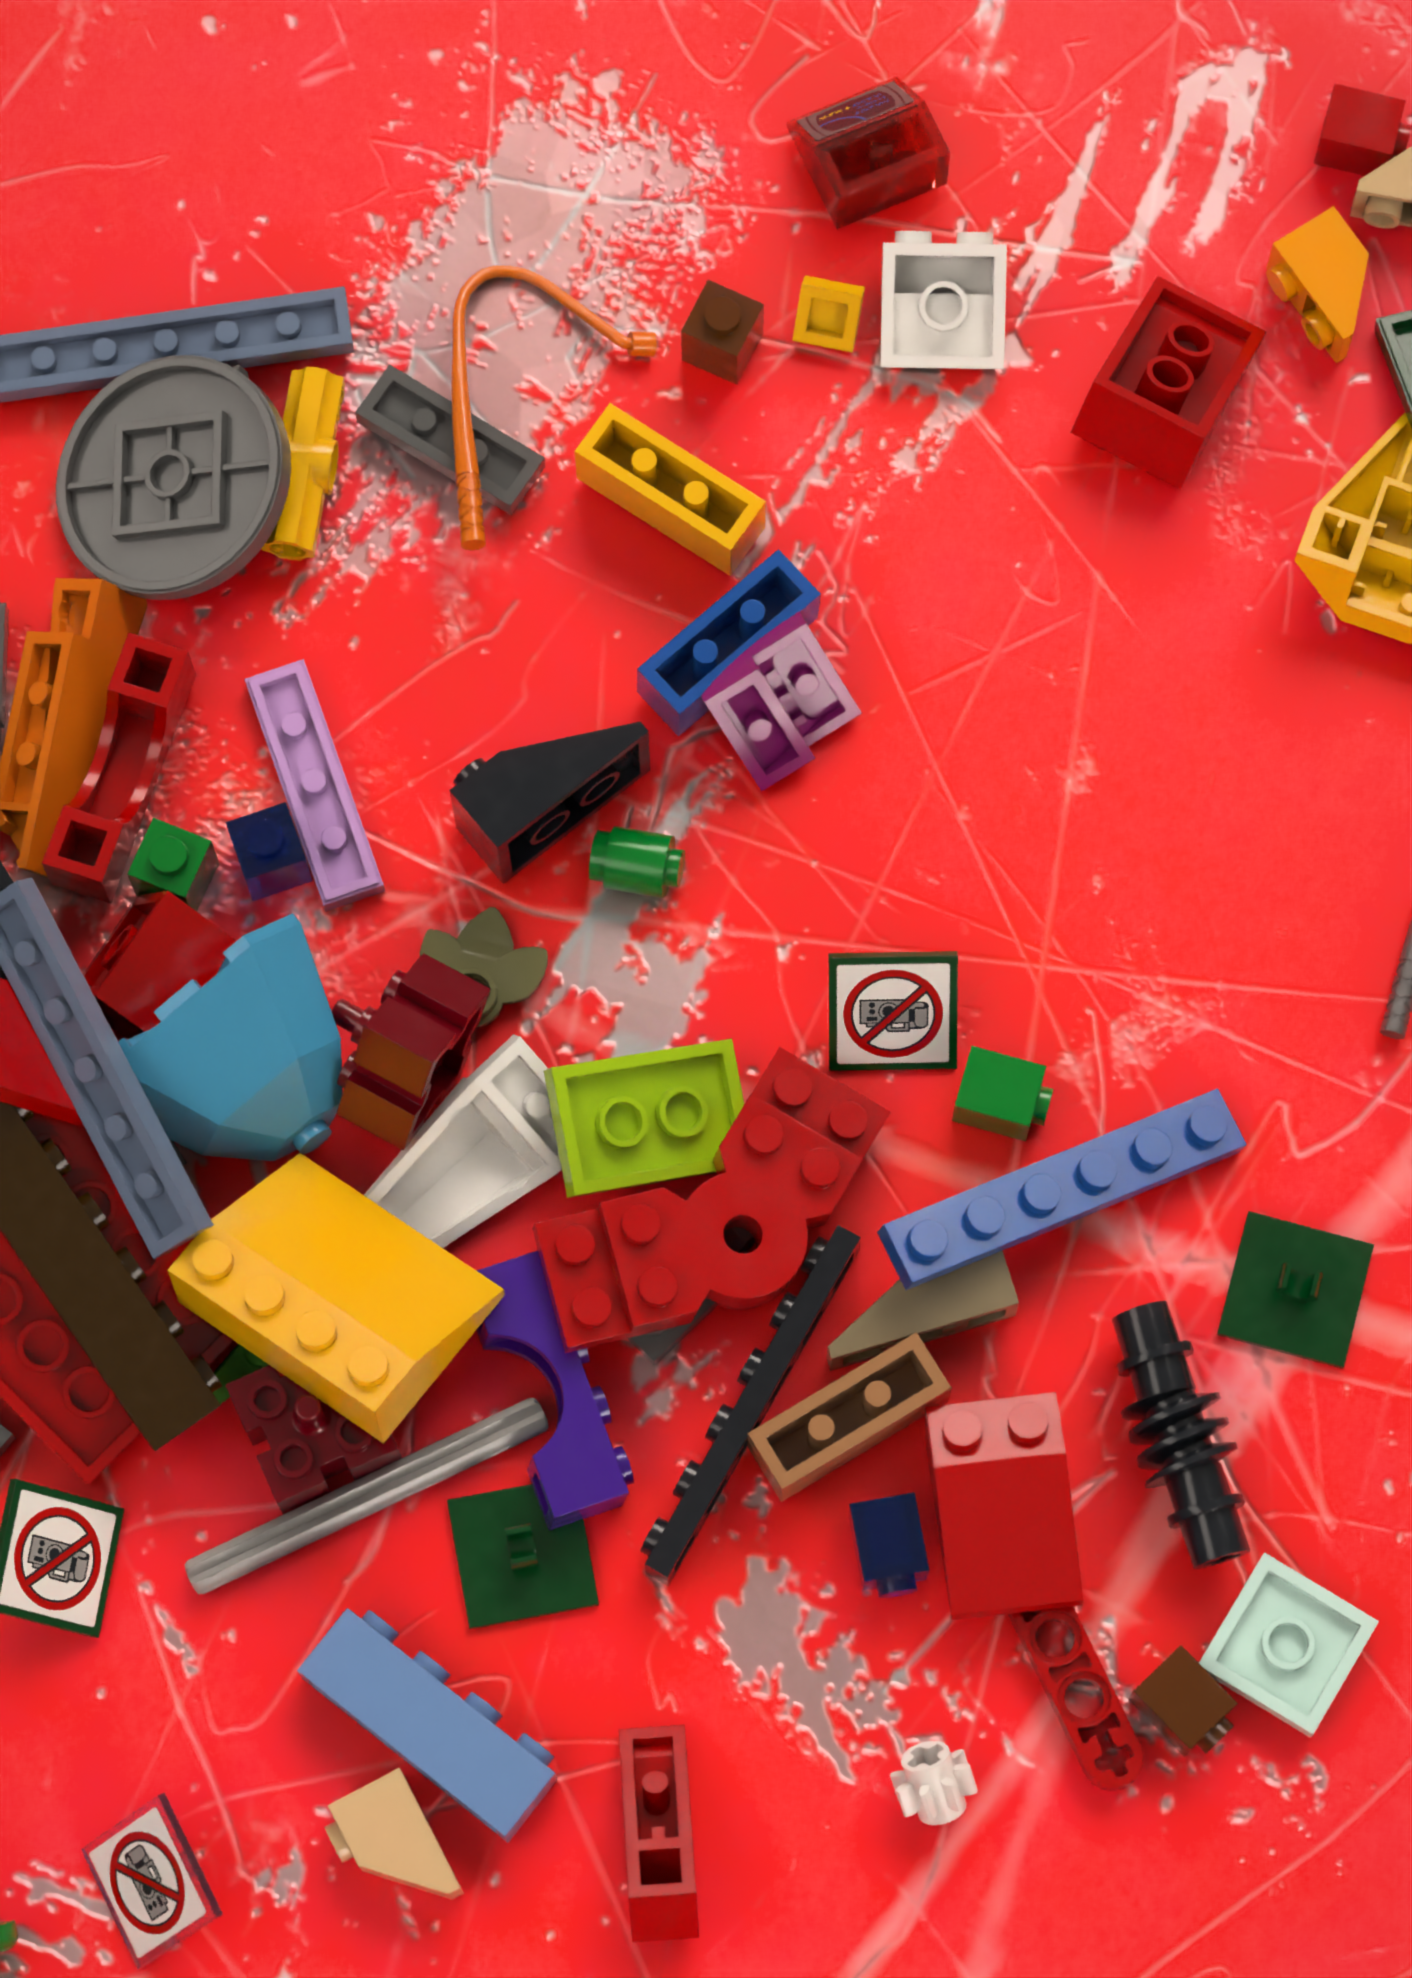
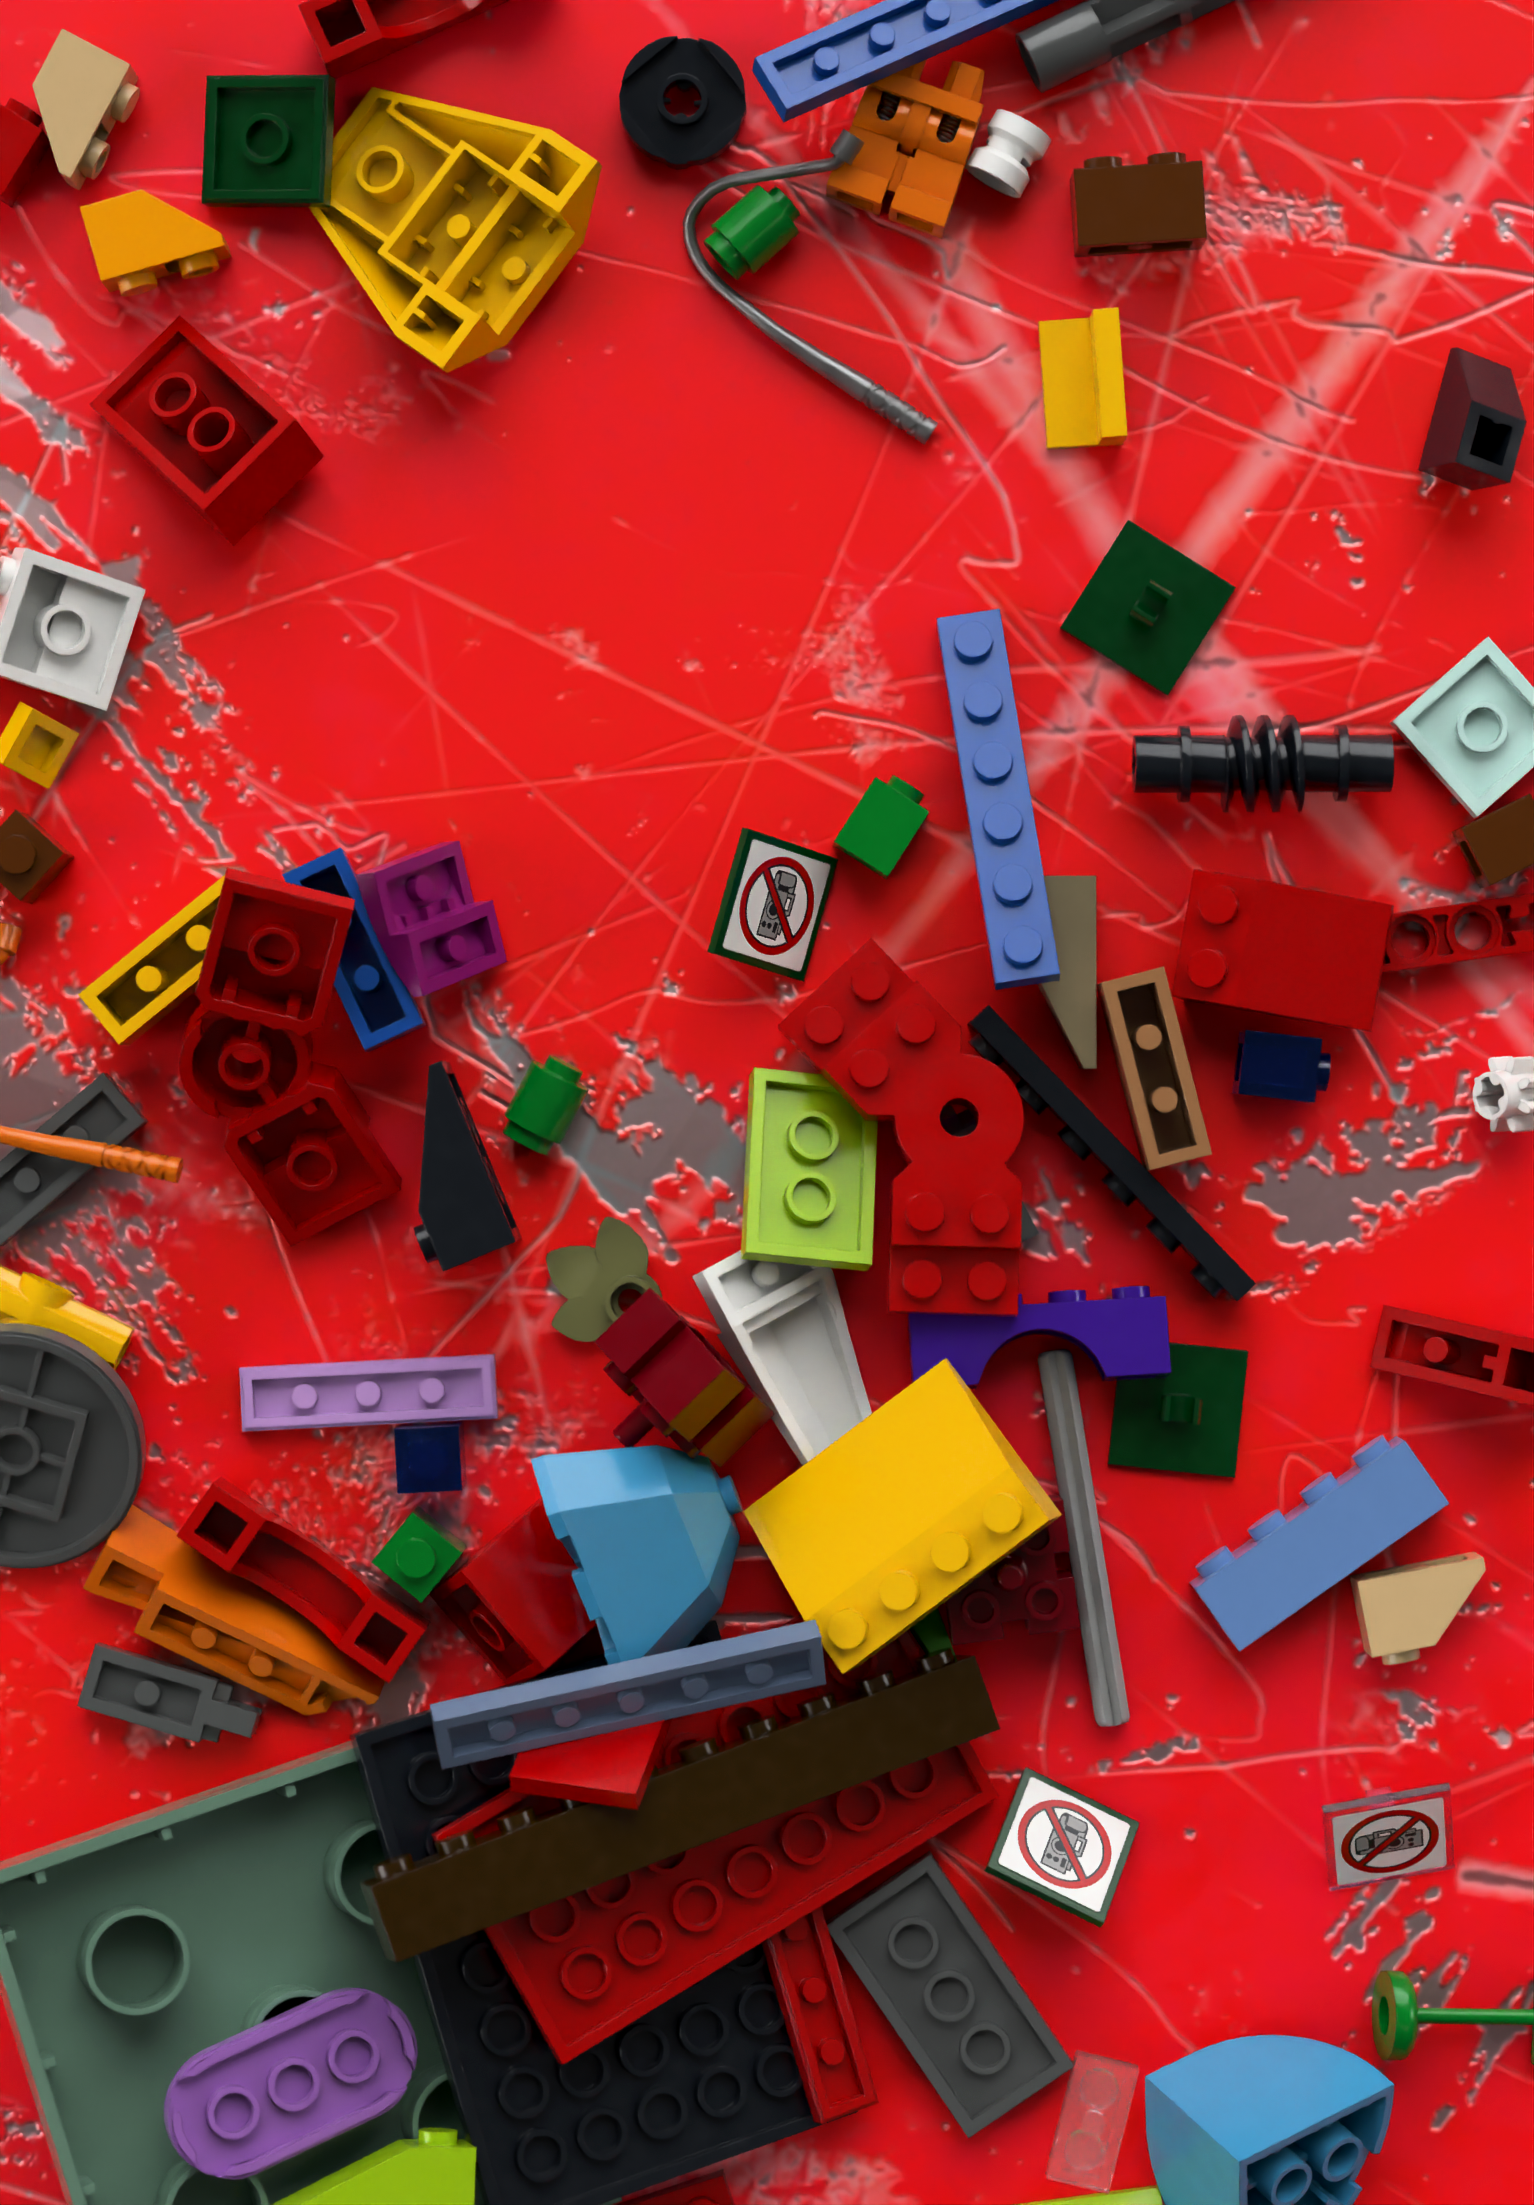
camera: 70 degrees left, 15 degrees up
(550, 632) = (290, 1119): none -> red plate

